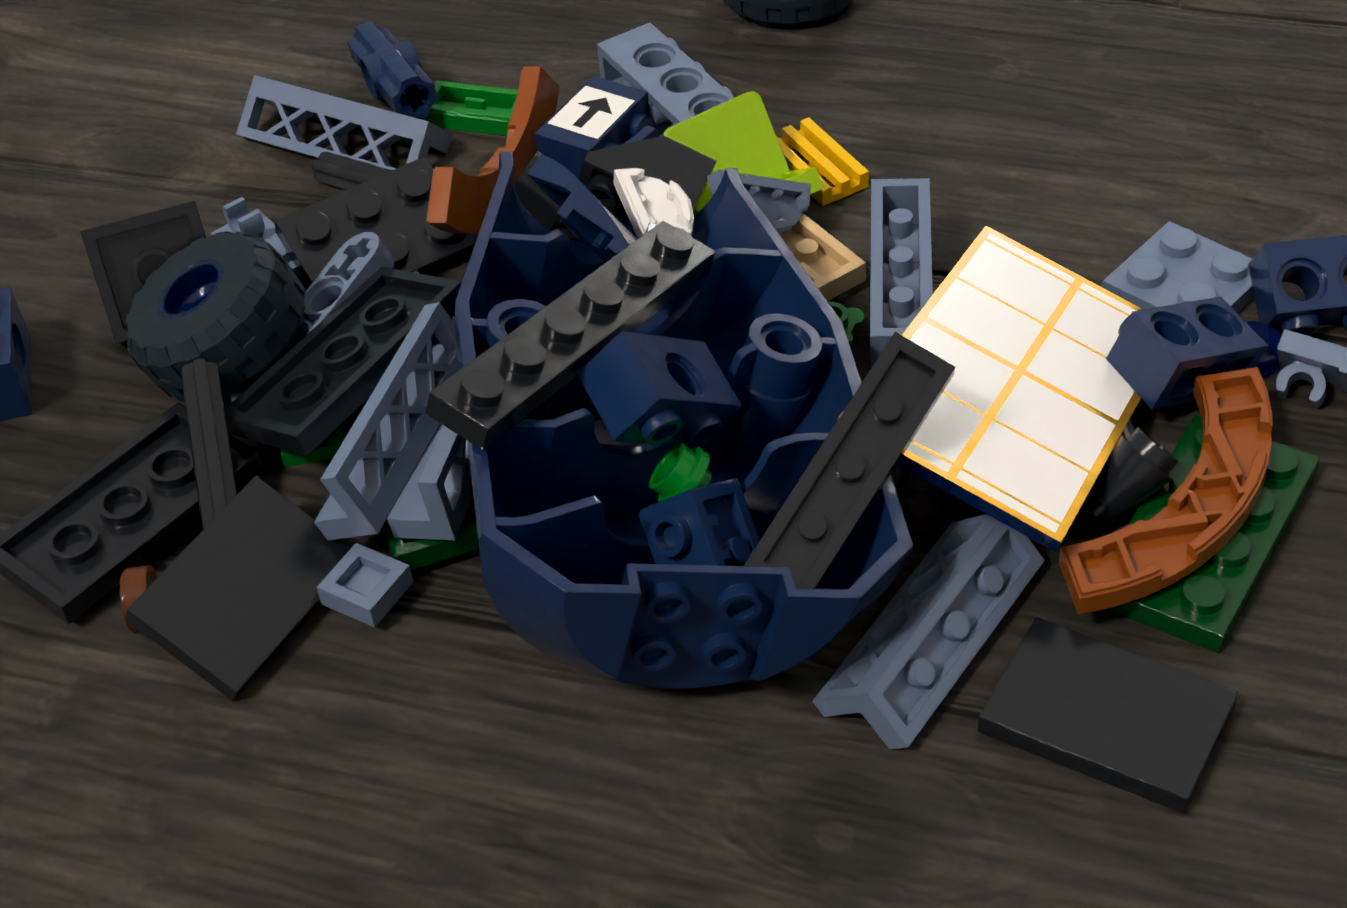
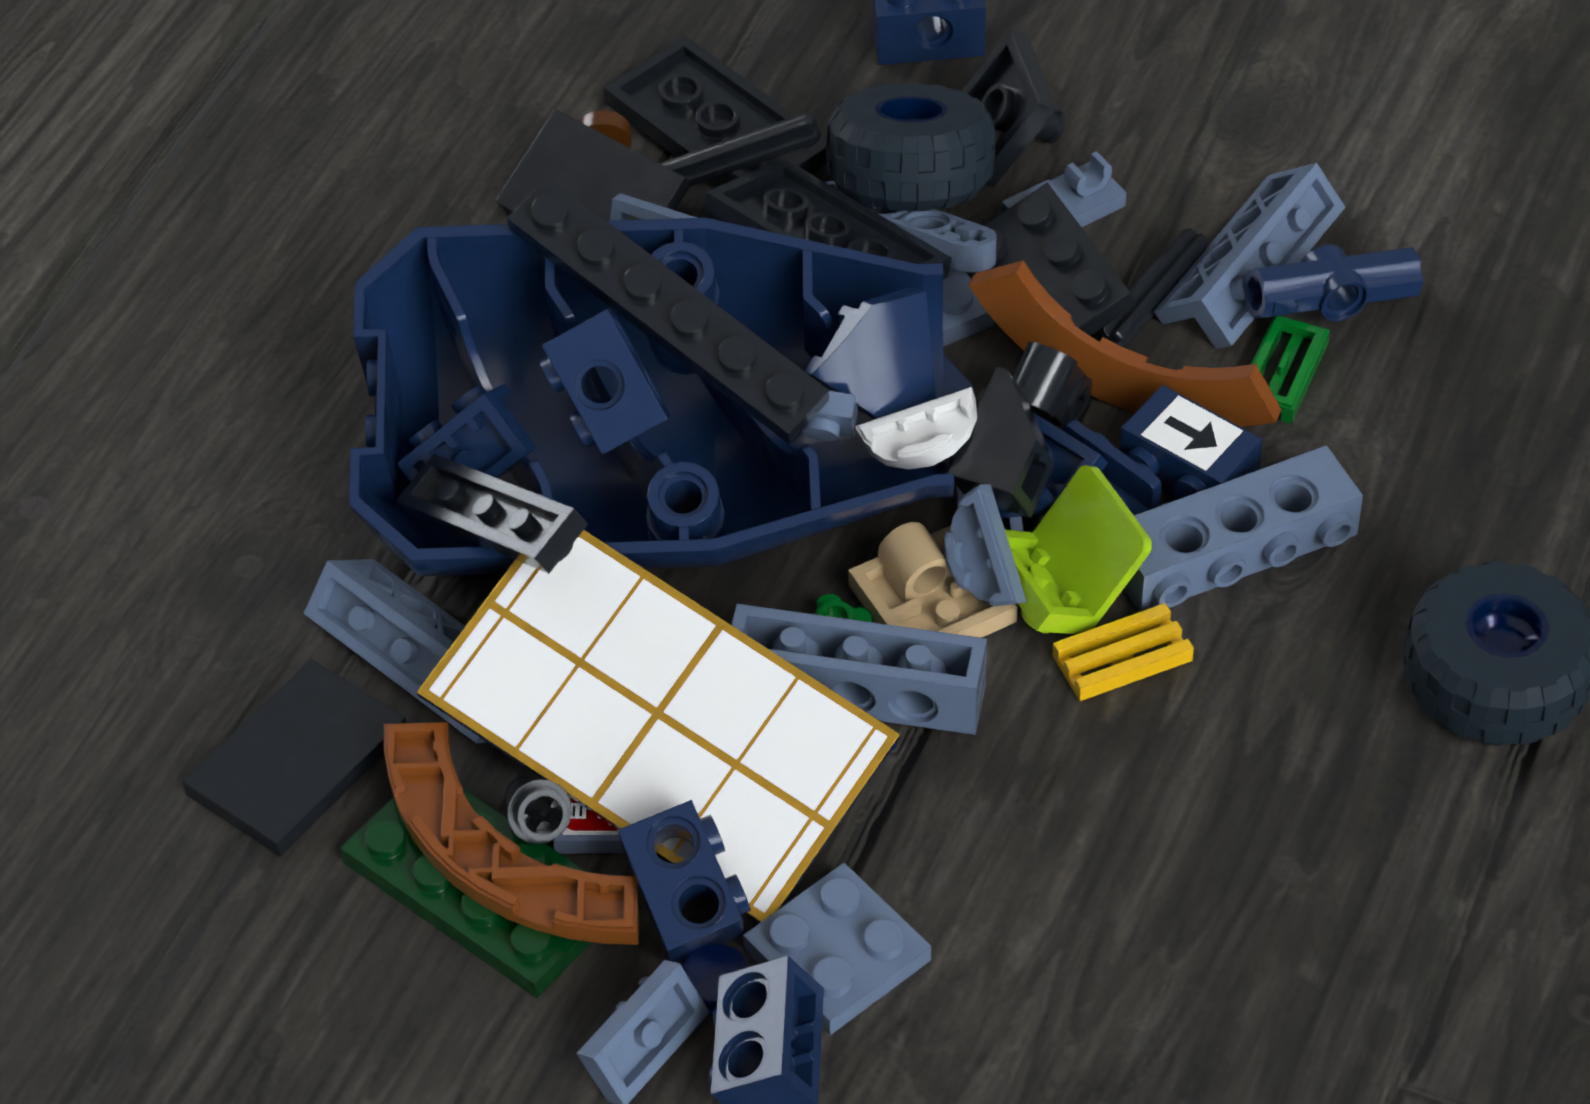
camera: 95 degrees right, 5 degrees up
(680, 471) = (546, 419): green plate -> none

